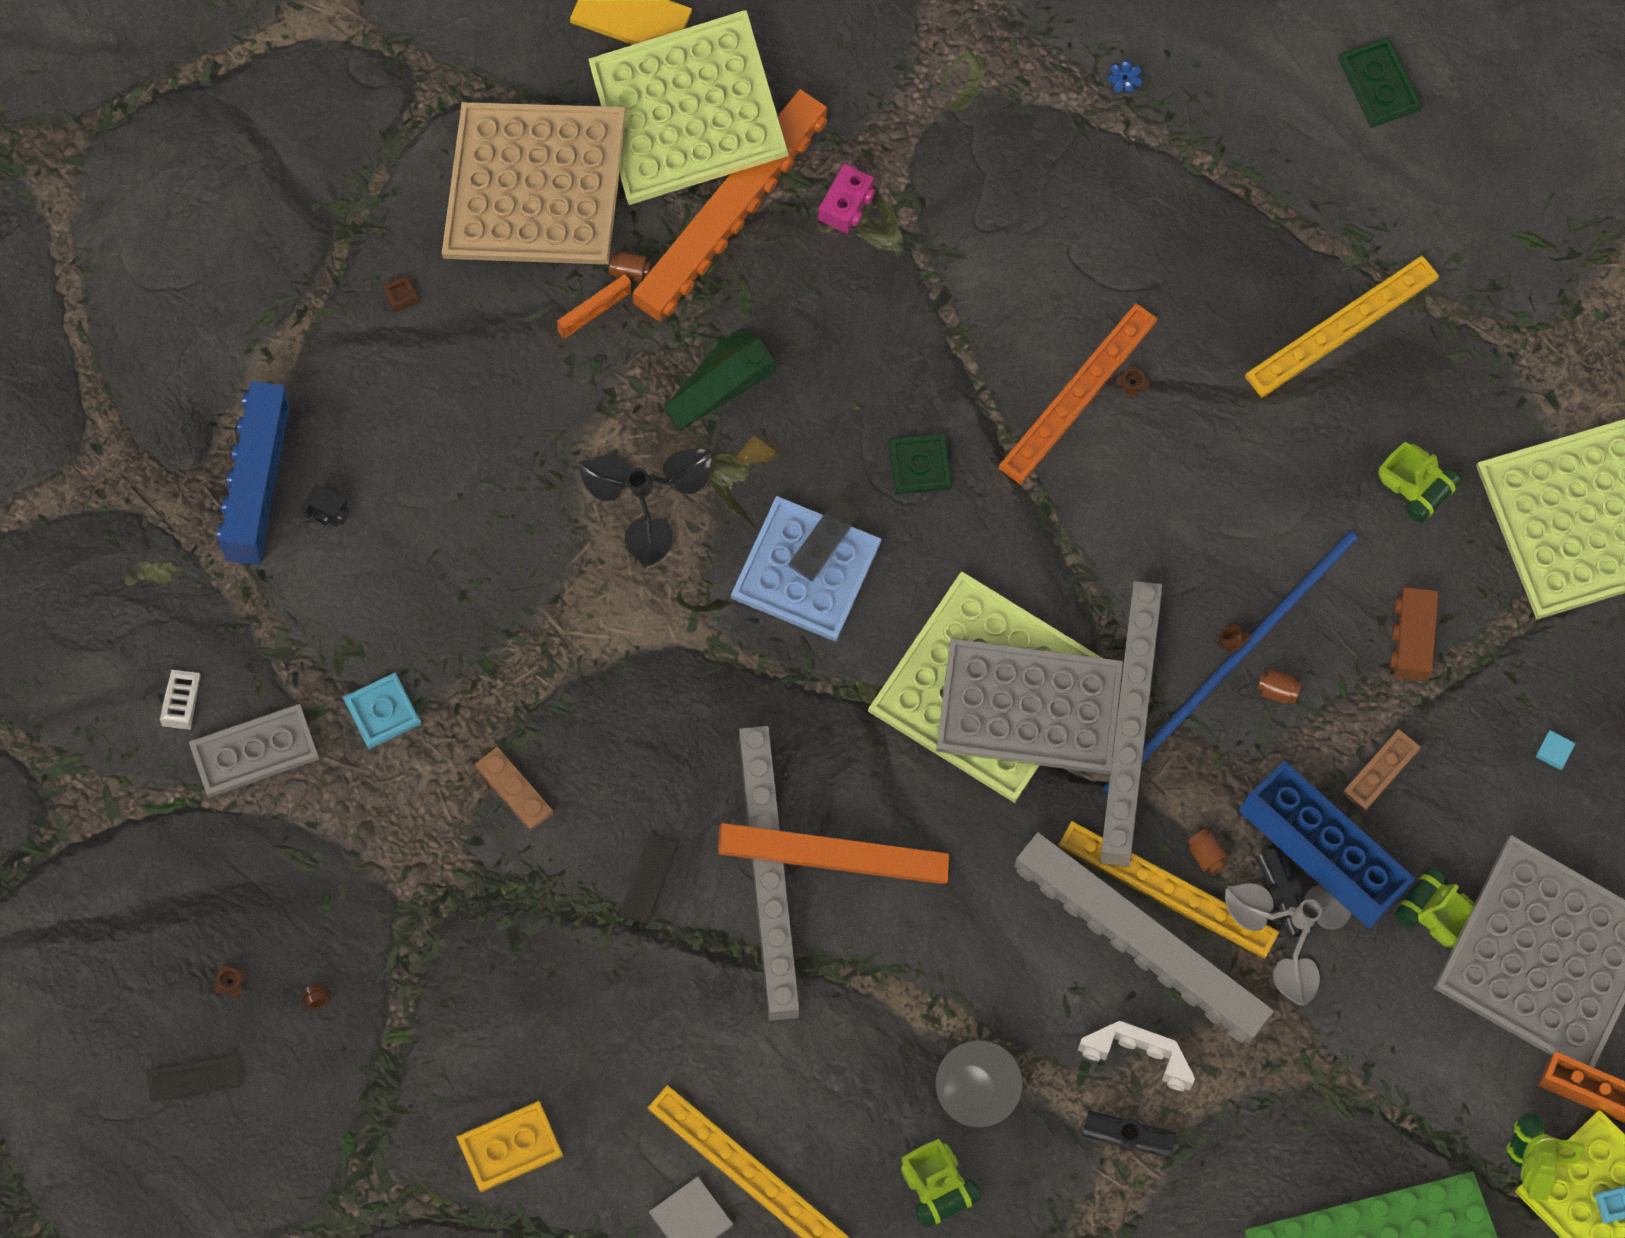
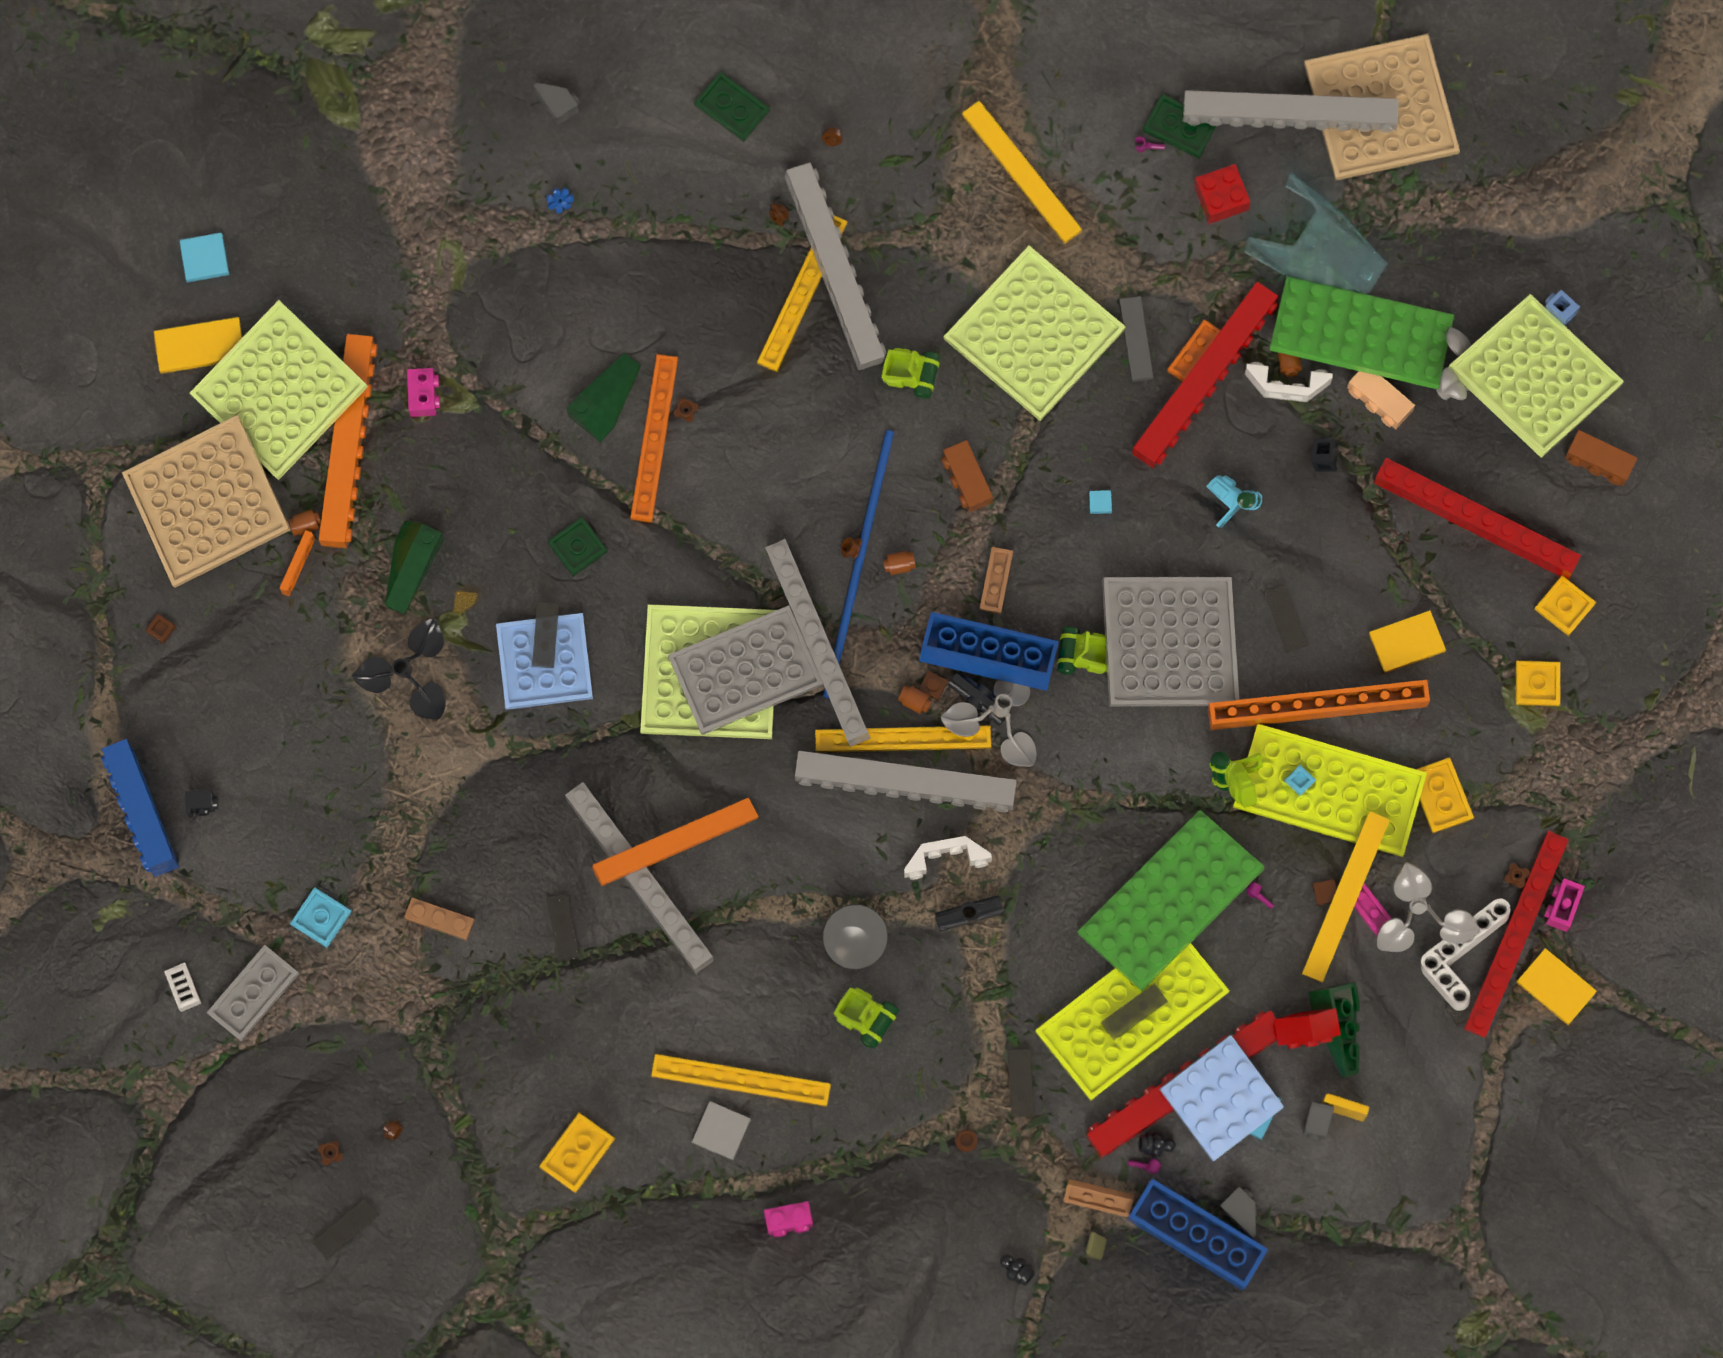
camera: 25 degrees left, 5 degrees up
(1043, 319) = (602, 401): none -> dark green wedge
(1239, 849) = (933, 685): none -> reddish brown plate
(1365, 225) = (778, 214): none -> reddish brown plate
(1396, 317) = (834, 266): none -> light grey brick
(1475, 175) = (832, 137): none -> reddish brown plate

